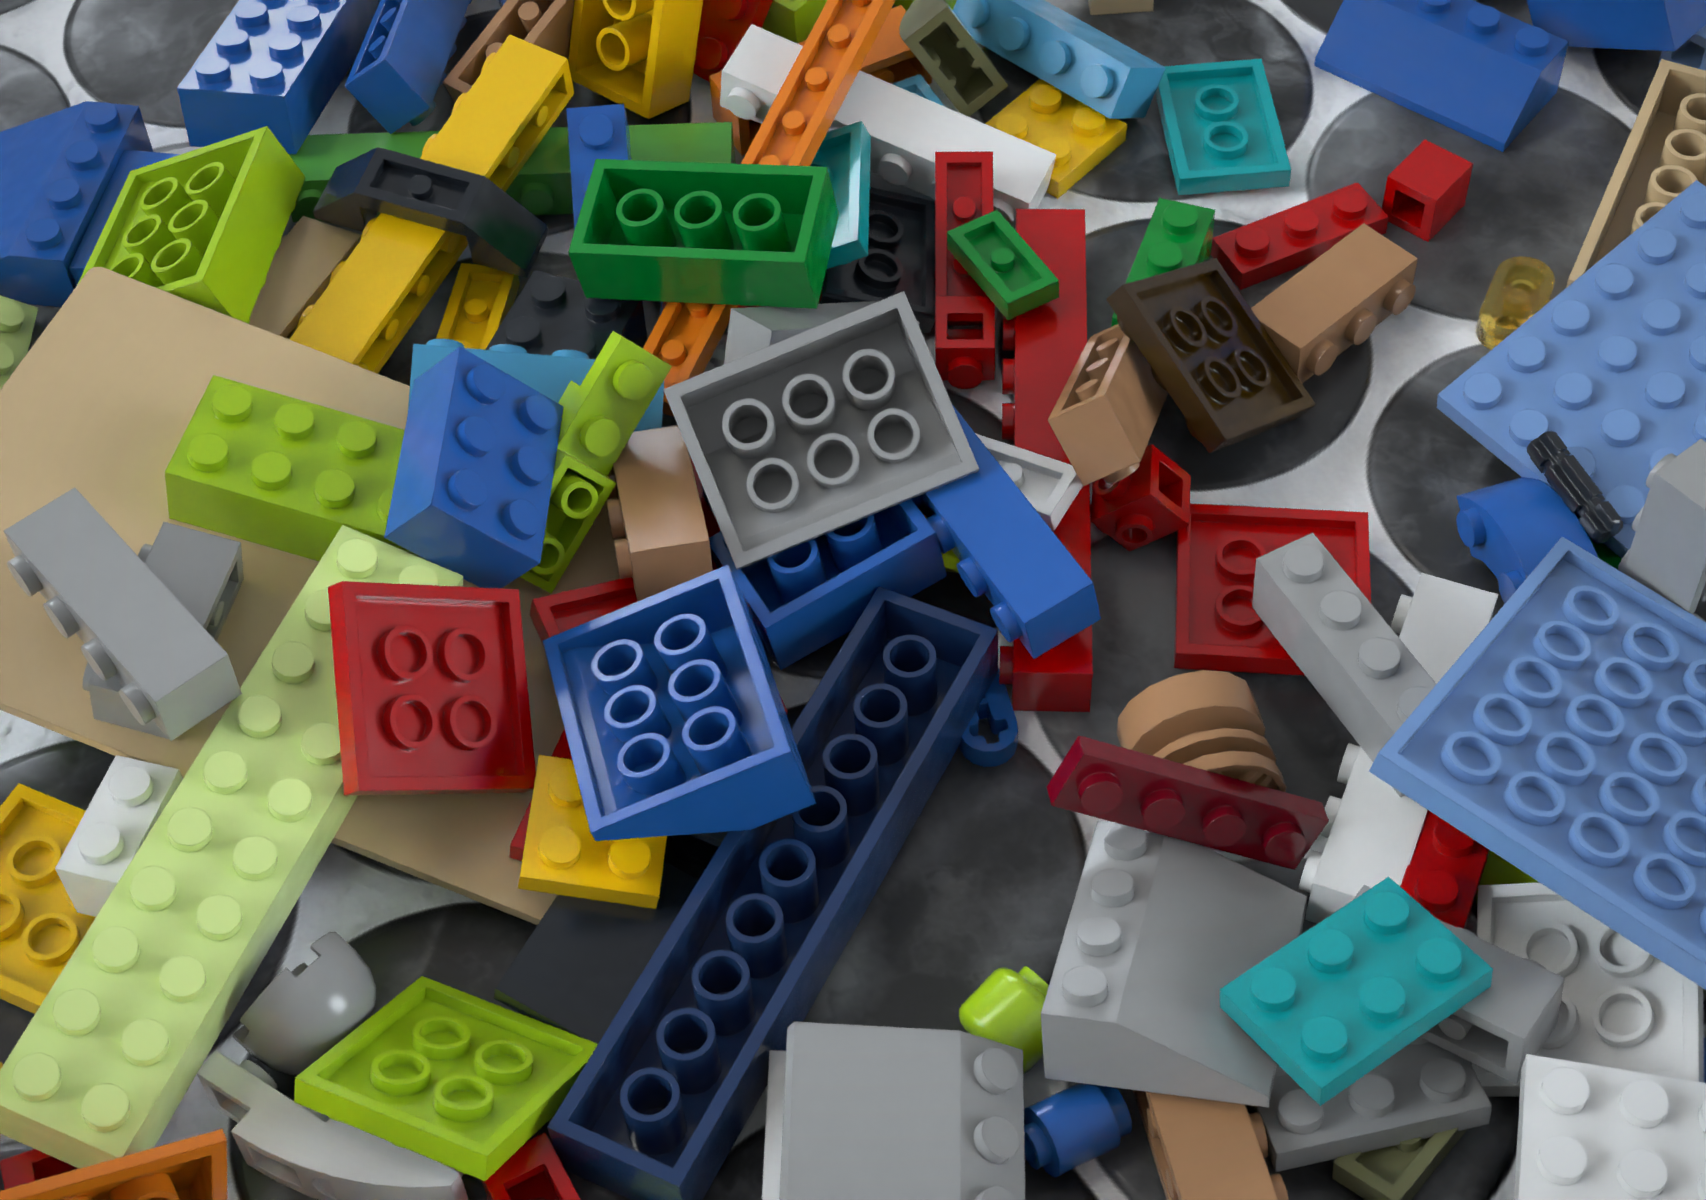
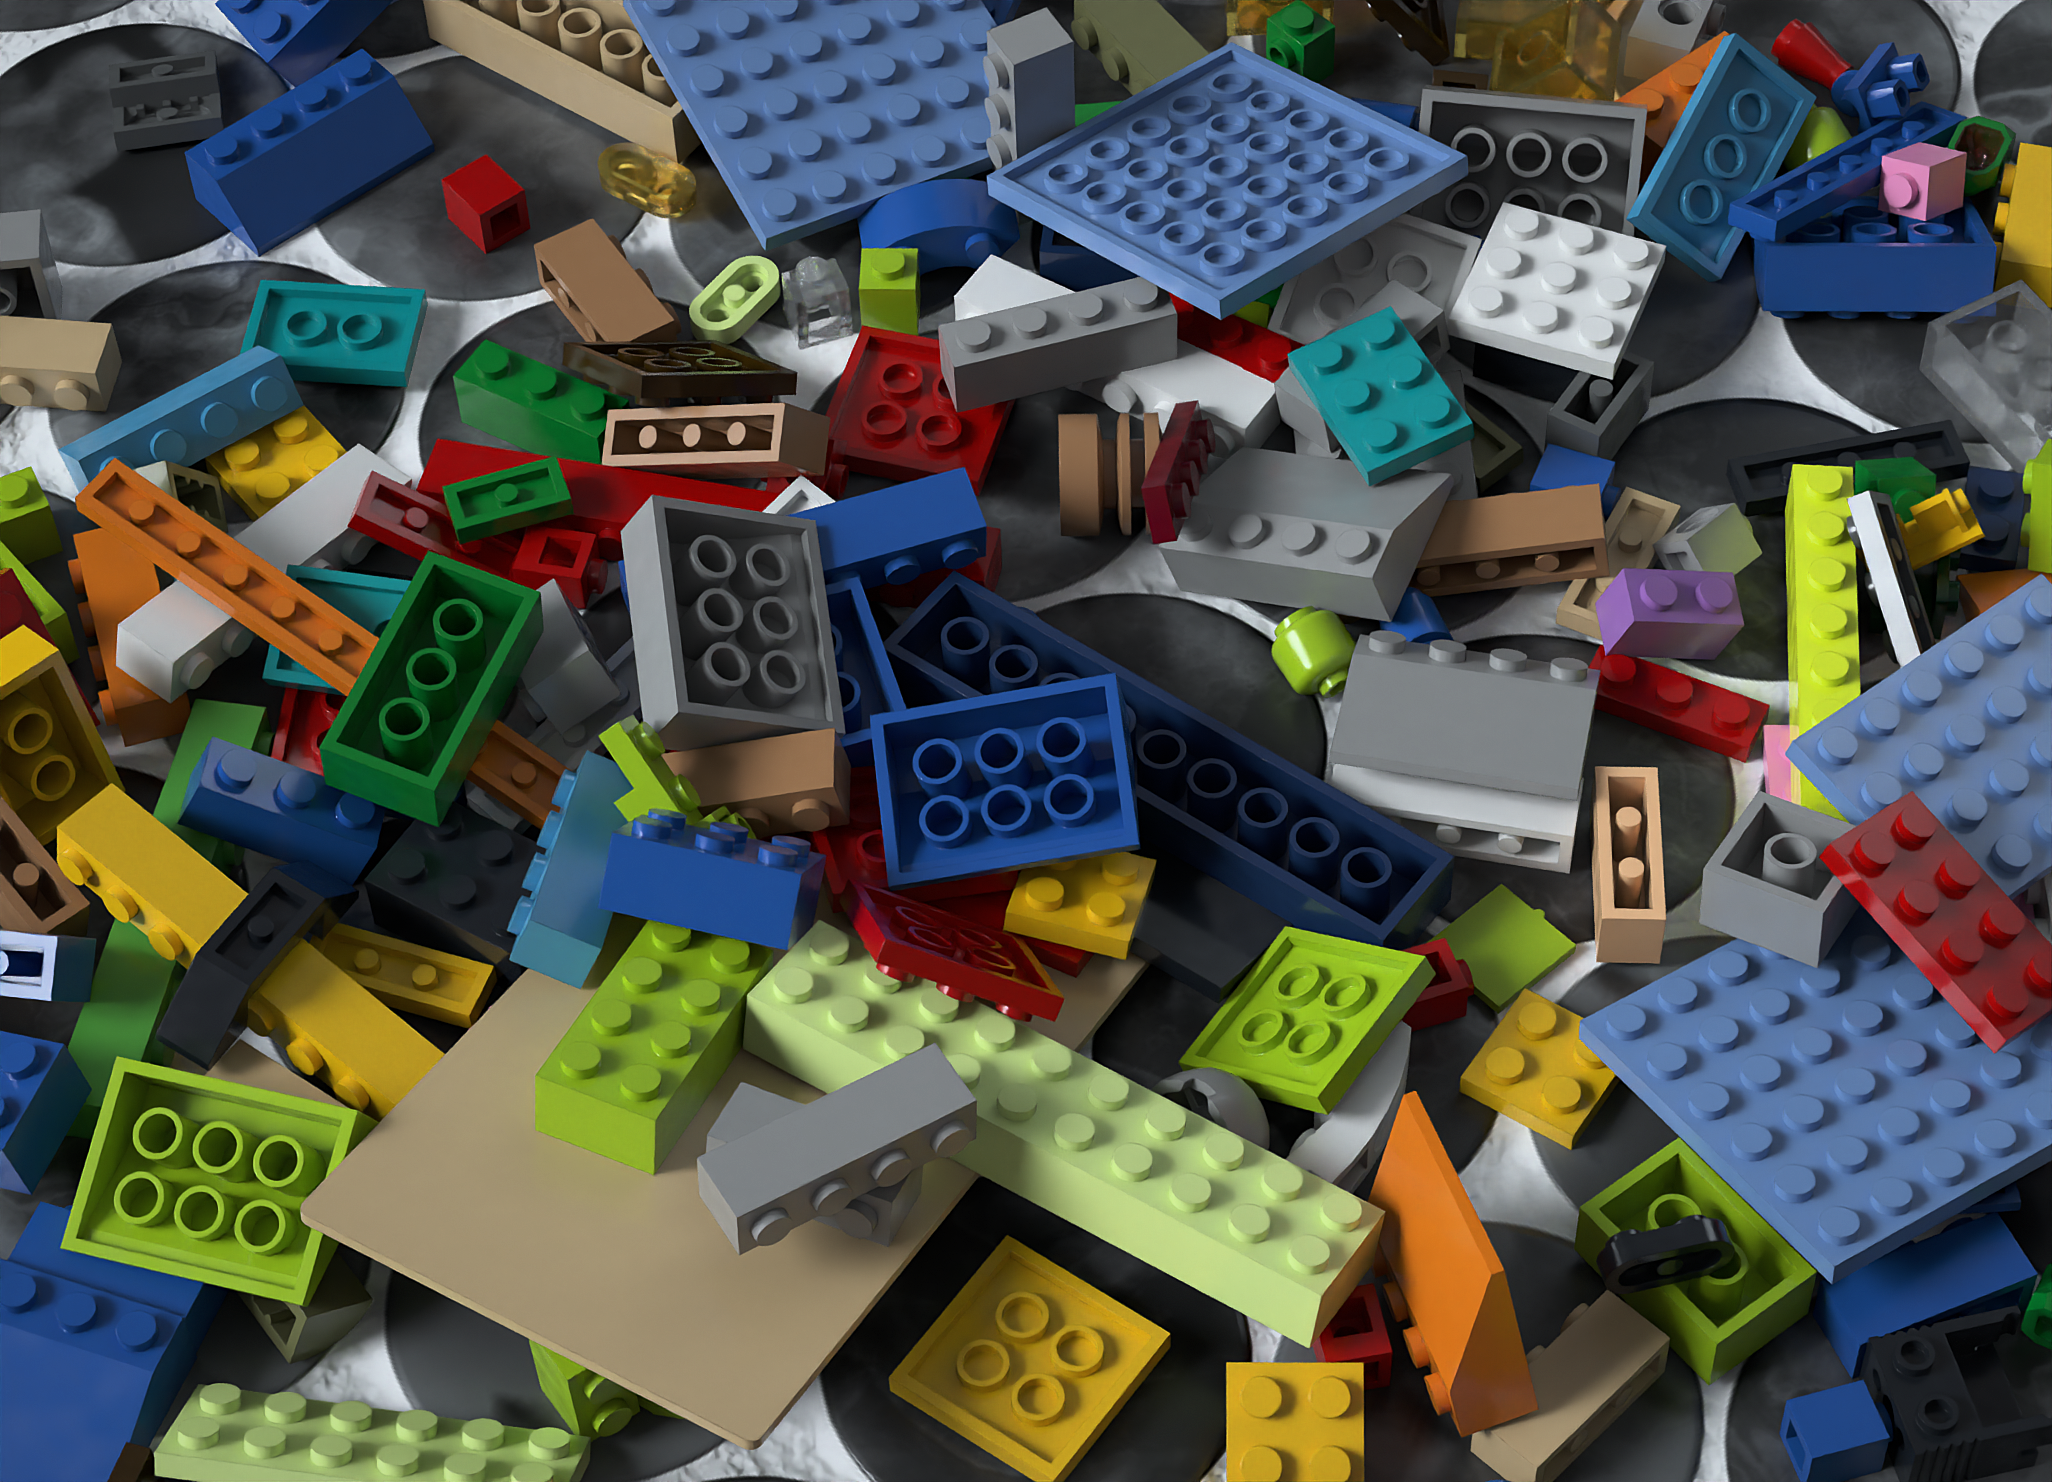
camera: 80 degrees left, 0 degrees up
(114, 829) = (1010, 1252): white brick -> none
(1295, 235) = (493, 297): red plate -> none
(1374, 406) = (728, 306): none -> yellowish green plate
(1396, 456) = (811, 288): none -> clear brick
(1425, 526) = (890, 289): none -> lime brick
(1575, 487) = (909, 170): black axle -> none

